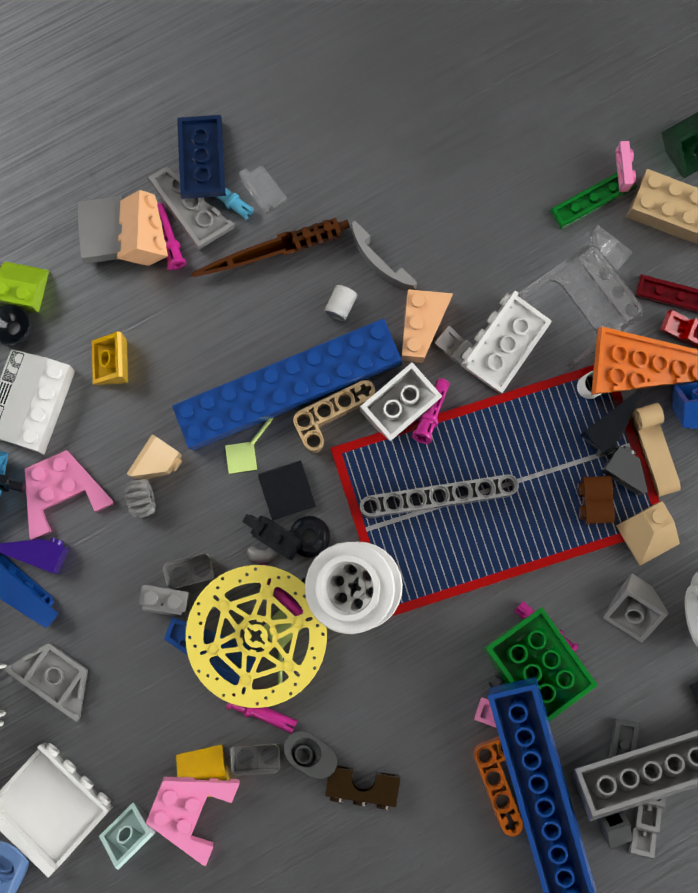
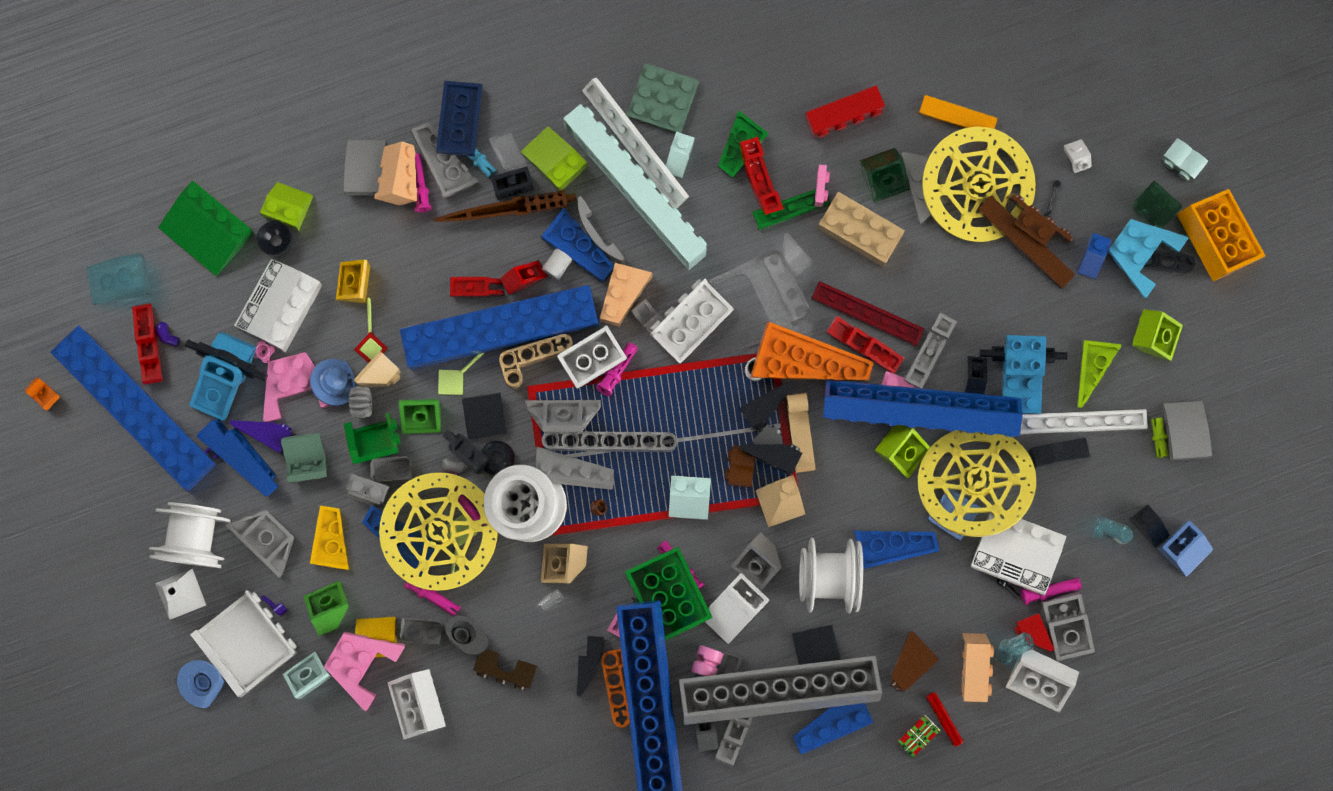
camera: 10 degrees right, 0 degrees up
(12, 457) = (269, 350): none -> bright pink plate
(81, 759) = (279, 609): none -> dark purple hand
(84, 574) = (304, 457): none -> sand green bracket
(103, 479) = (332, 381): none -> medium blue hat
(129, 669) = (328, 542): none -> yellow wing
(138, 748) = (326, 607): none -> bright green slope
(141, 429) = (370, 344): none -> piece
(160, 540) = (372, 440): none -> green panel
(212, 502) = (420, 416): none -> bright green slope
(250, 343) = (474, 287): none -> red hinge
(264, 847) = (416, 704): none -> white slope
(274, 218) = (512, 183): none -> black brick
(304, 323) = (523, 277): none -> red slope
(317, 185) = (554, 158): none -> lime slope
(347, 269) = (568, 237): none -> blue wing
(378, 474) = (562, 414): none -> light grey wing
(401, 538) = (573, 471): none -> light grey wing
(401, 694) = (550, 600): none -> clear pin
(405, 153) = (635, 143): none -> white plate
(408, 648) = (562, 562): none -> tan slope
(415, 200) = (635, 187): none -> light aqua brick
(426, 101) = (662, 98): none -> sand green plate
(439, 571) = (598, 503): none -> reddish brown hinge
(457, 158) = (679, 154): none -> light aqua slope
(460, 763) = (588, 664): none -> black slope
(524, 136) = (742, 130): none -> green wing
(543, 546) = (689, 497): none -> light aqua slope
(551, 168) = (759, 177): none -> red slope
(599, 738) = (707, 661): none -> bright pink wheel
(621, 667) = (735, 608): none -> white slope
(633, 82) = (844, 112): none -> red brick
(643, 482) = (775, 455): none -> black slope

